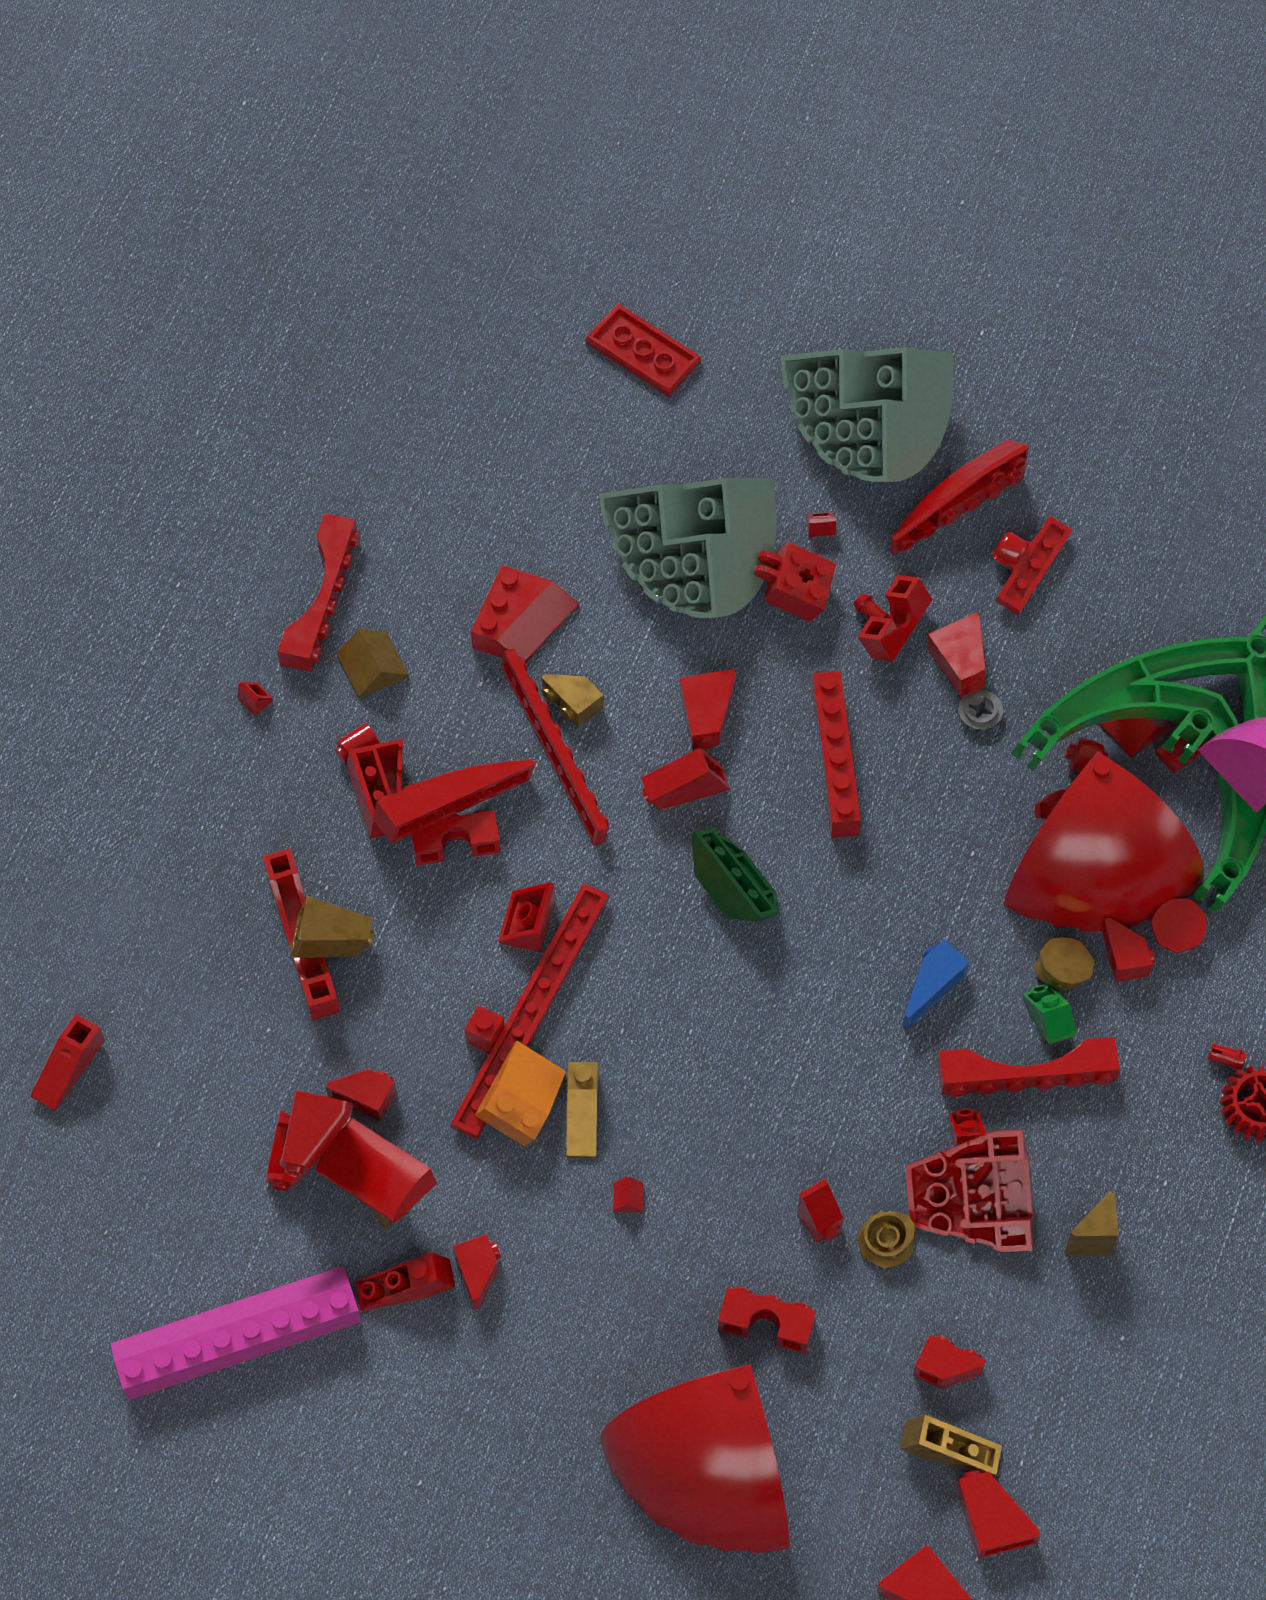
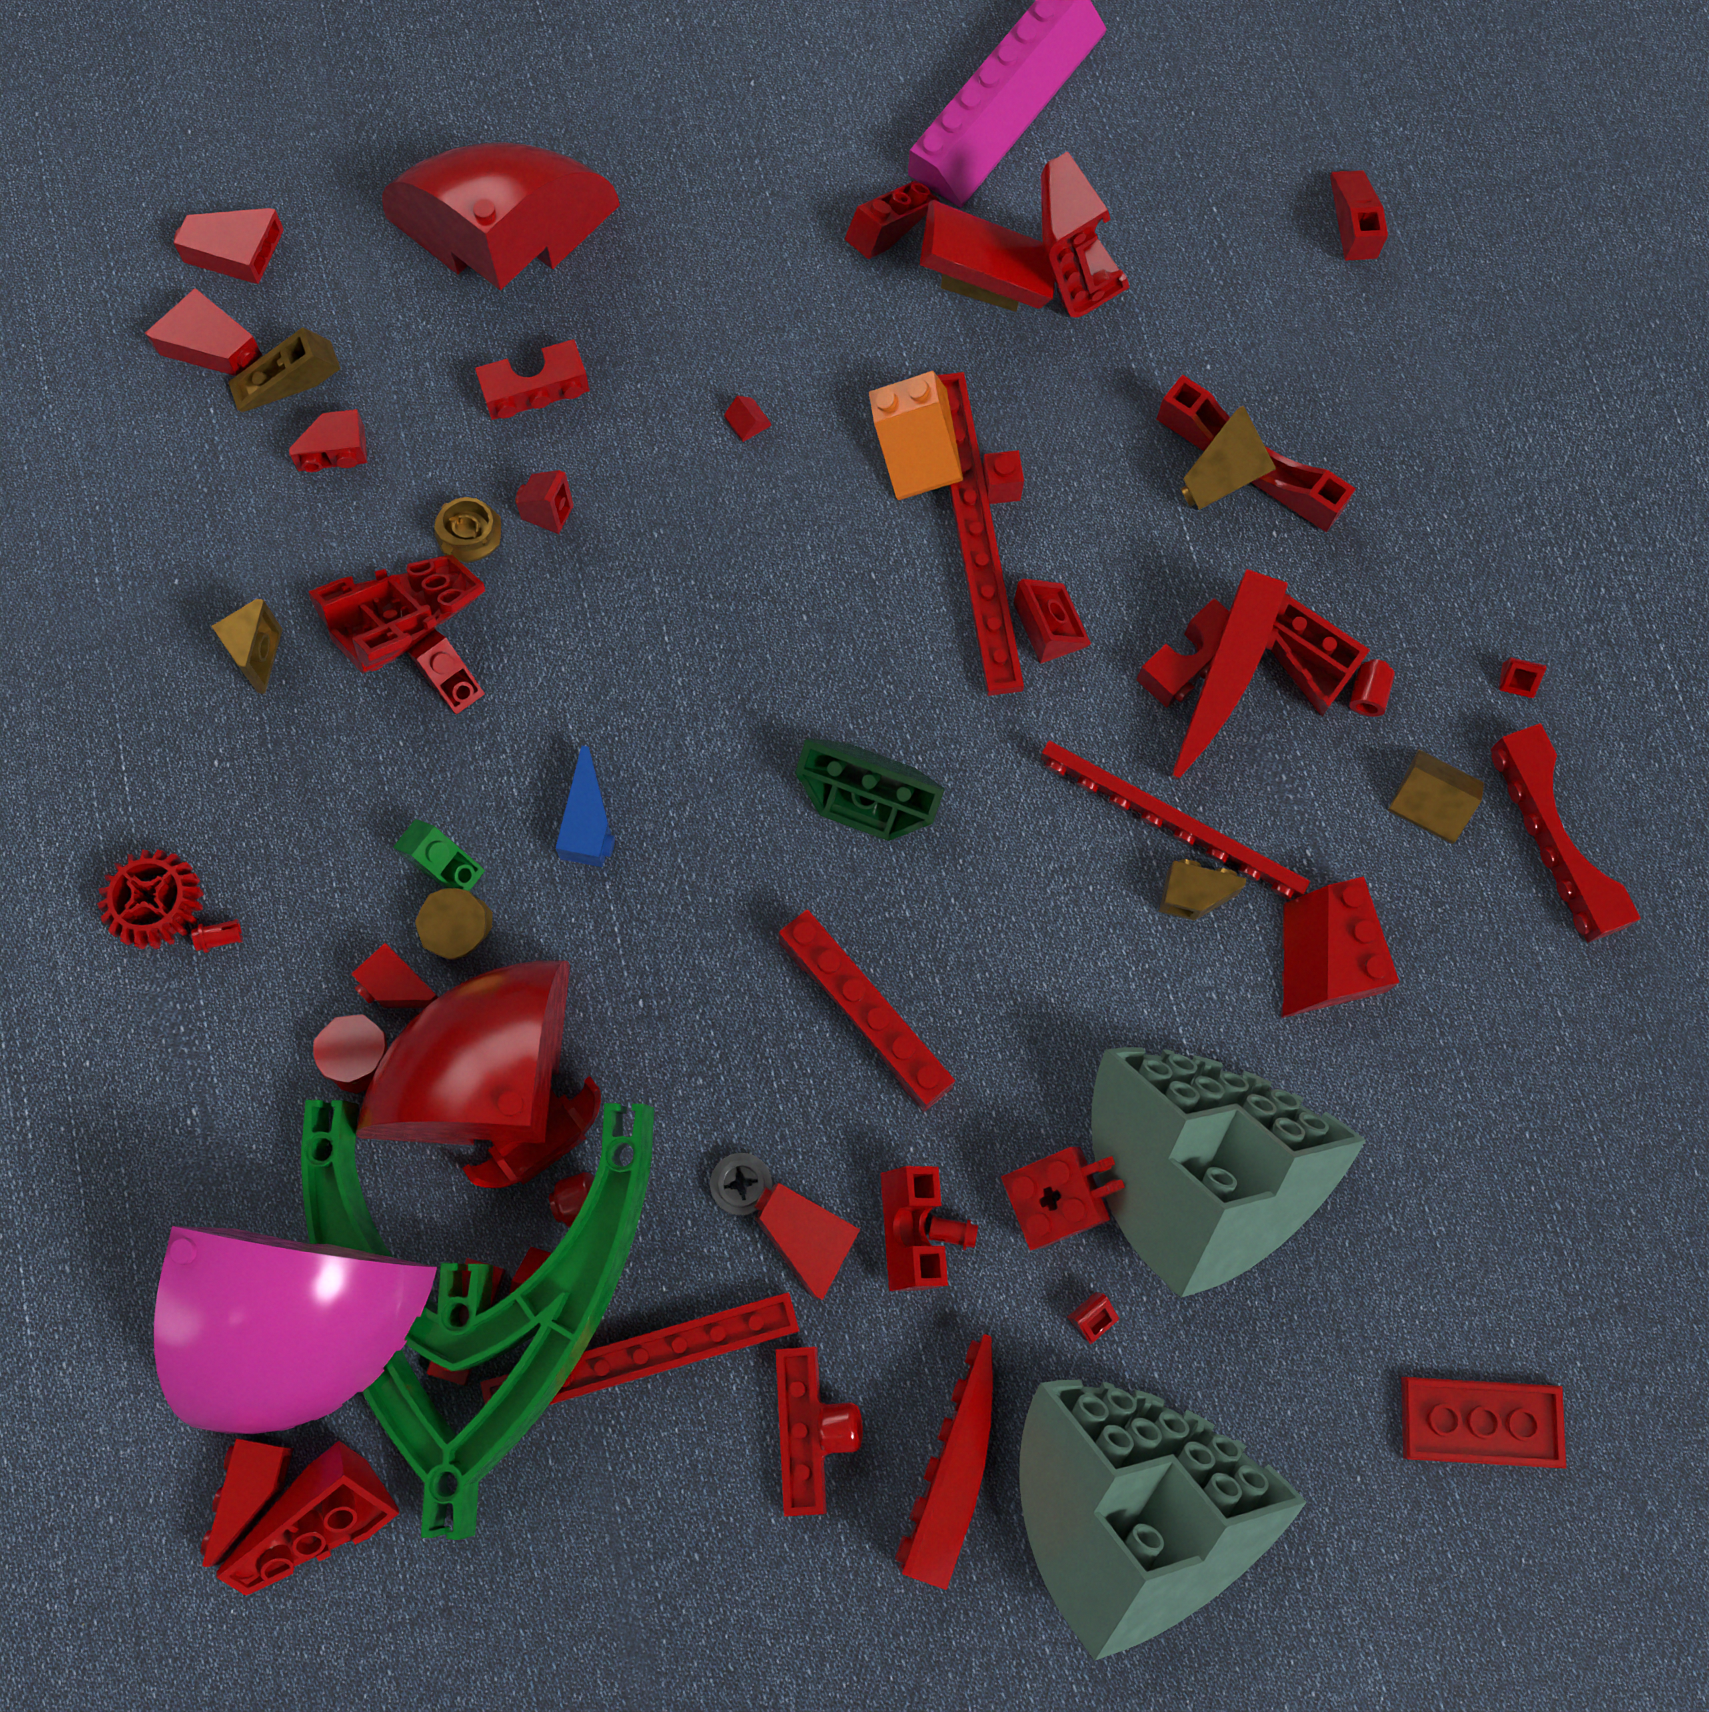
camera: 140 degrees right, 10 degrees up
(366, 1090) = (1067, 352): red slope -> none
(478, 1266) = (838, 265): red slope -> none
(582, 1109) = (852, 468): pearl gold slope -> none
(684, 780) = (1002, 868): red slope -> none
(706, 706) = (1046, 974): red slope -> none
(967, 1072) = (365, 828): red arch -> none
(1070, 645) = (673, 1347): none -> red plate

